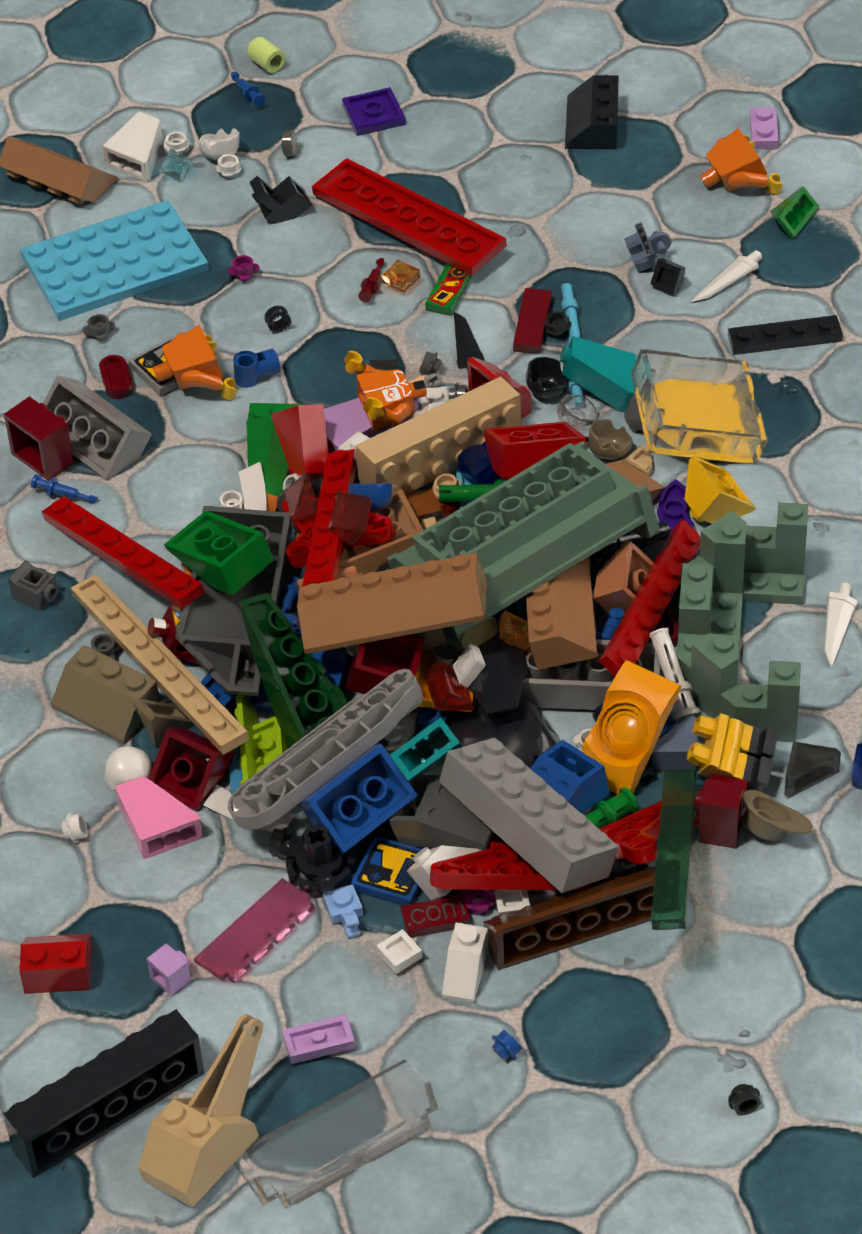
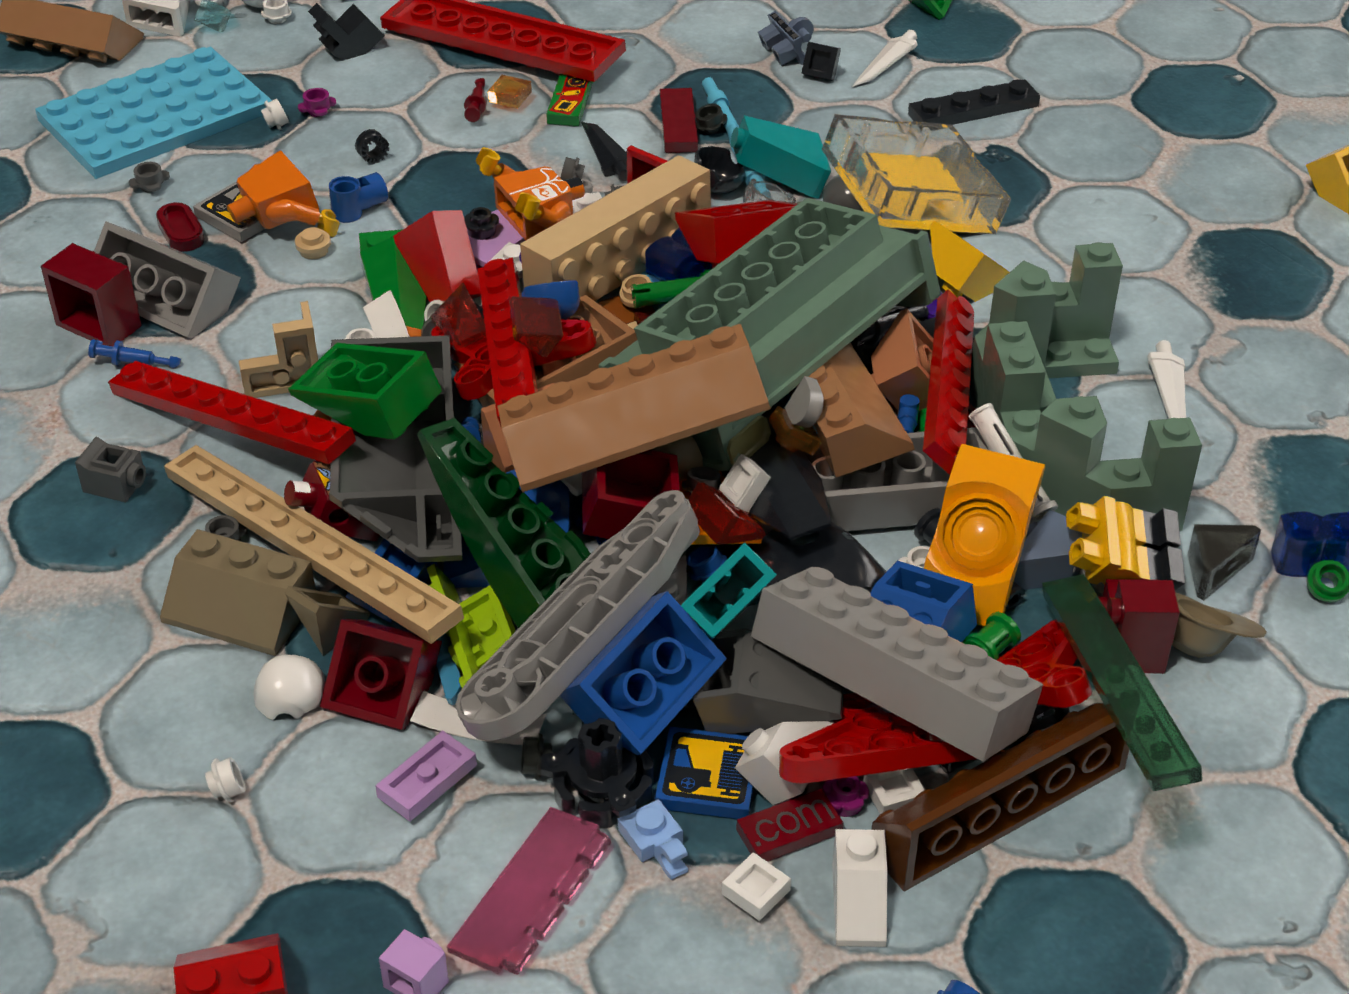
camera: 15 degrees left, 5 degrees down
(156, 817) = (343, 746): bright pink slope -> none
(177, 513) = (294, 357): none -> tan panel
(205, 844) = (426, 775): none -> lavender plate
(207, 276) = (274, 114): none -> white plate
(214, 405) = (313, 243): none -> tan plate
(340, 411) = (481, 223): none -> black plate
(523, 612) = (806, 403): none -> light grey tile

